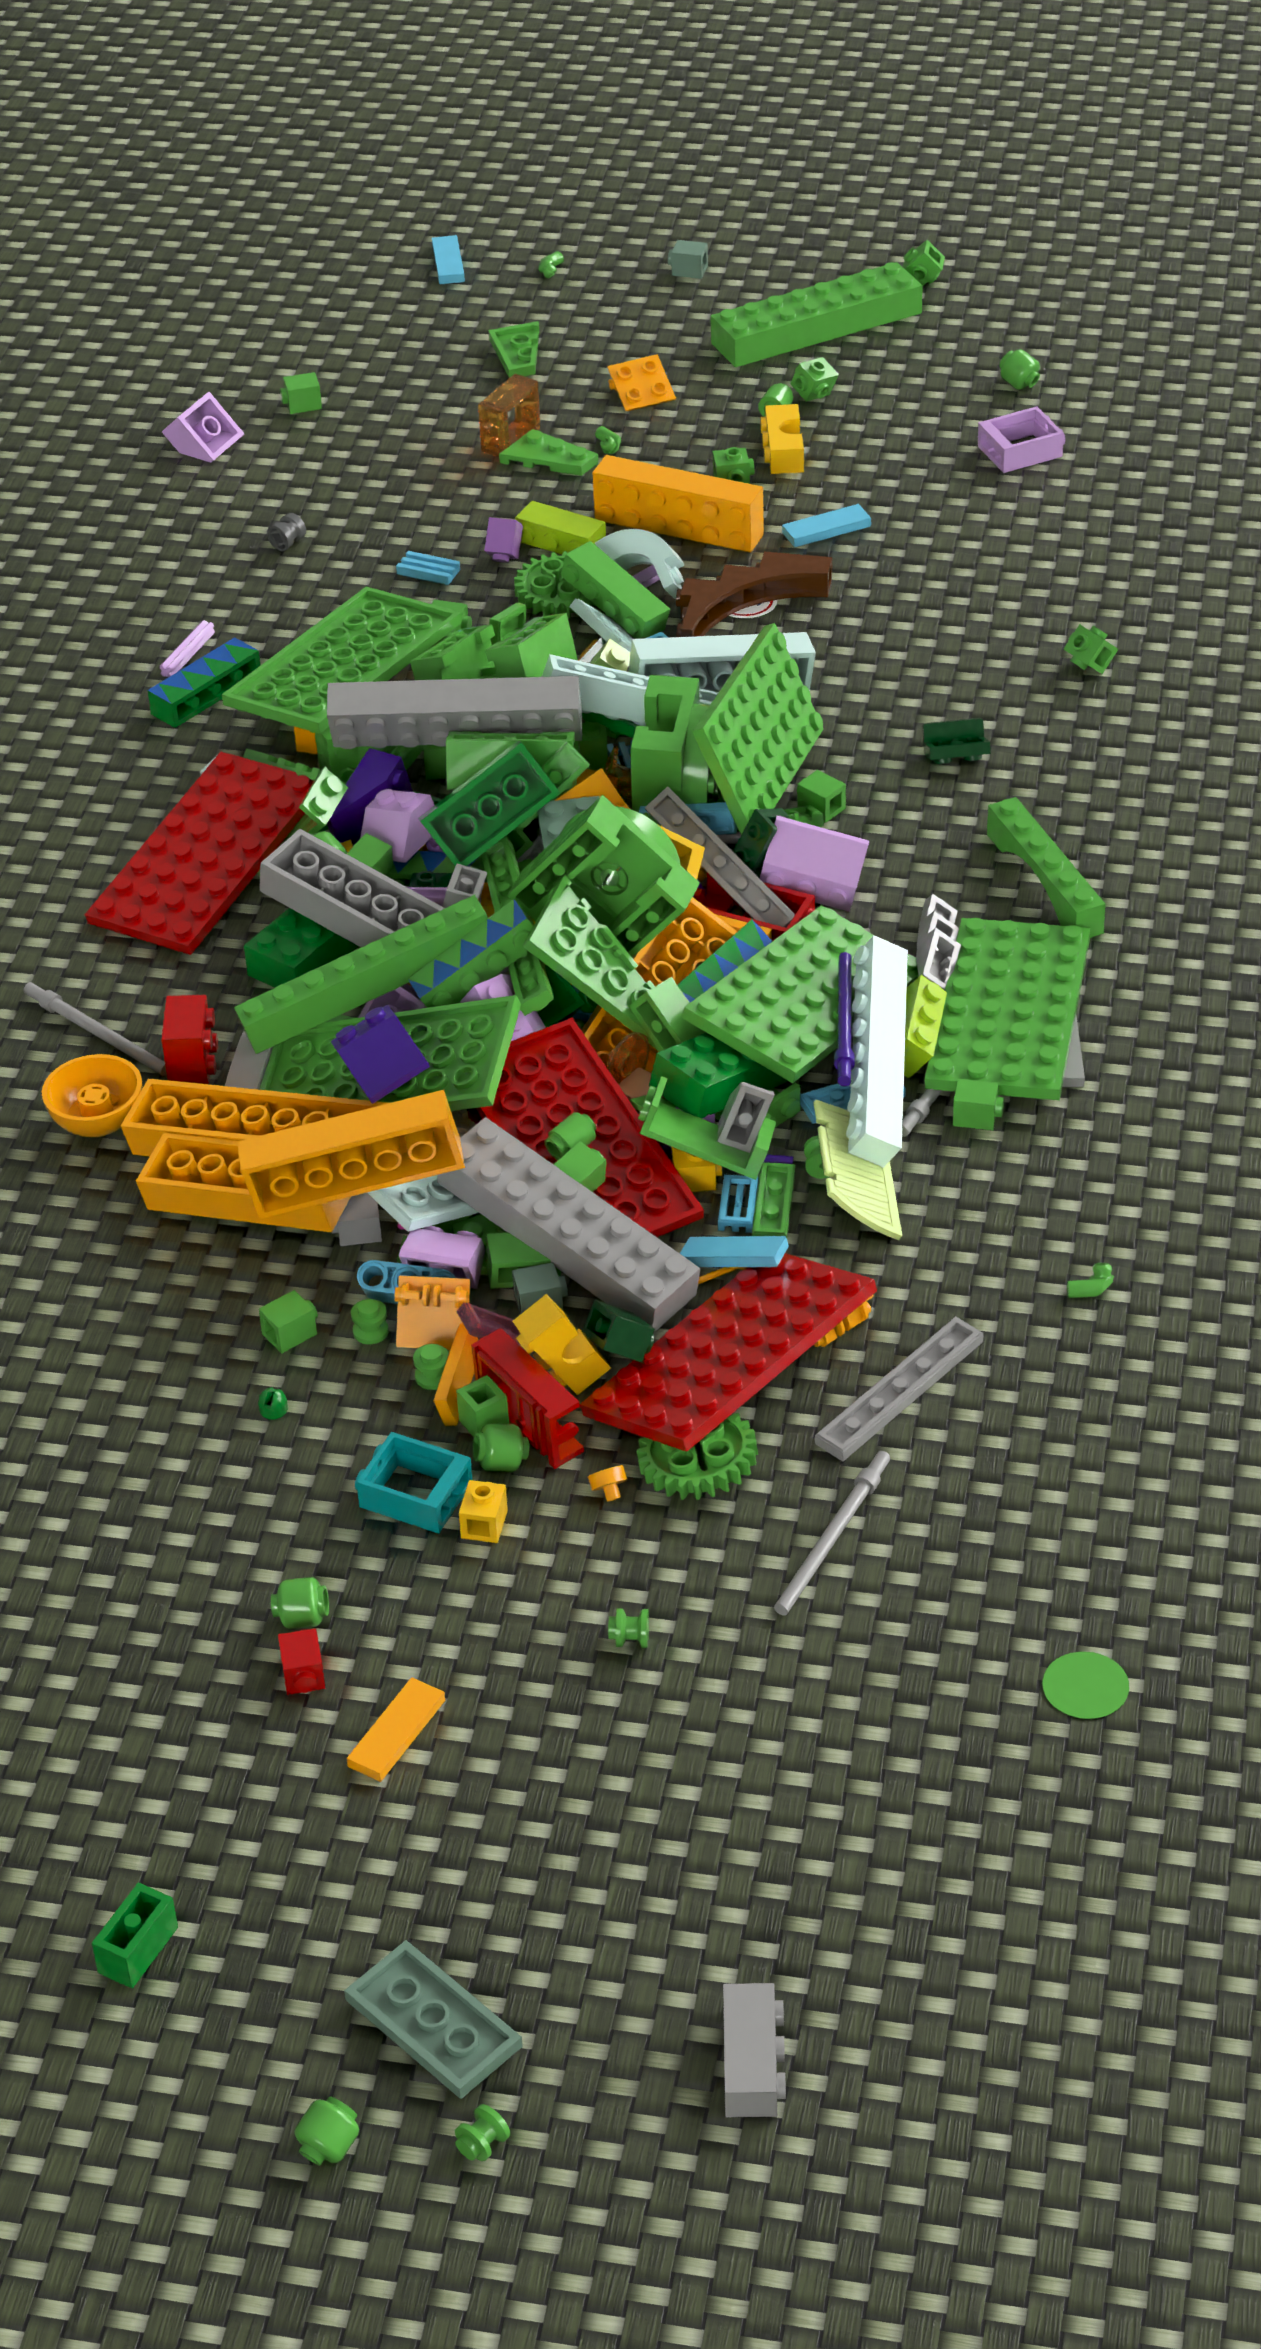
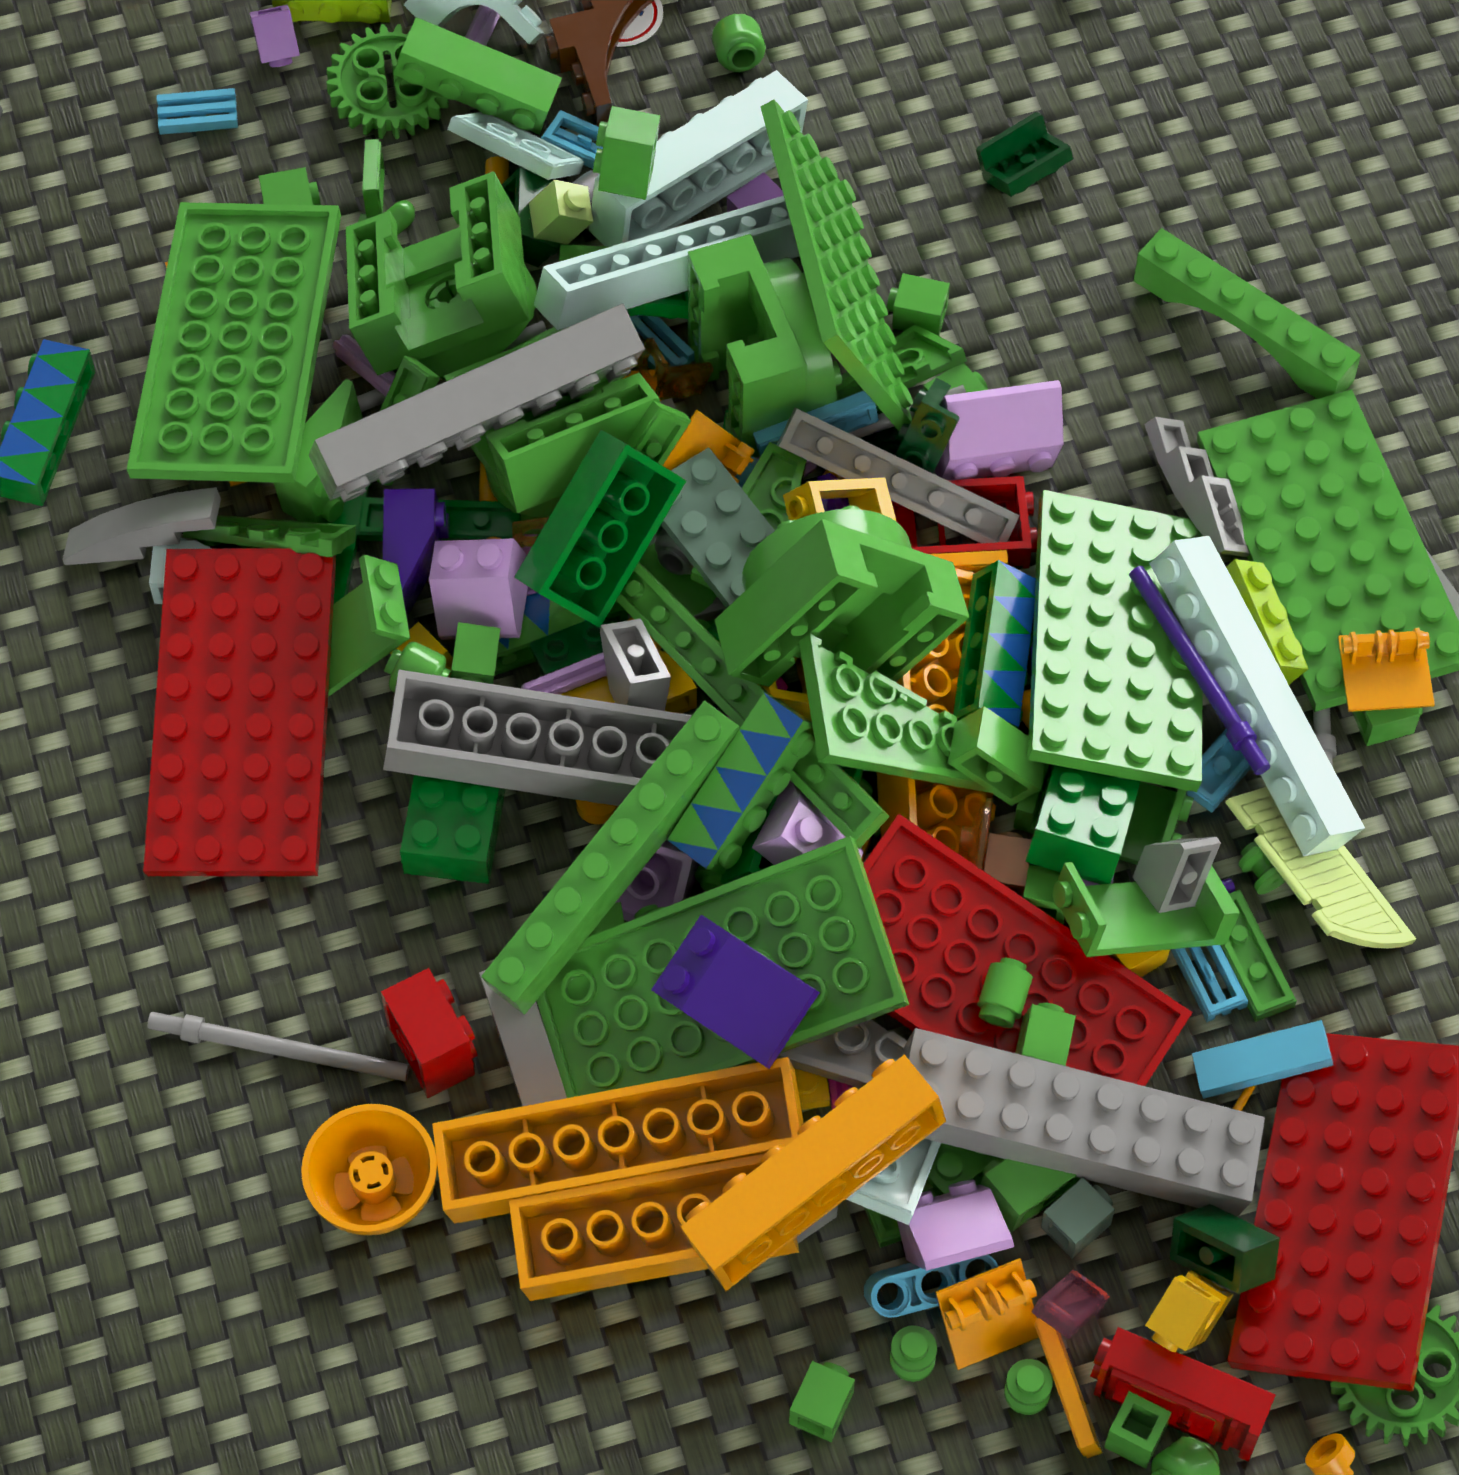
camera: 30 degrees left, 20 degrees up
(228, 739) = (145, 523): none -> light grey slope
(655, 620) = (627, 152): none -> bright green brick
(810, 622) = (738, 42): none -> bright green head
(984, 1067) = (1386, 670): none -> light orange hinge

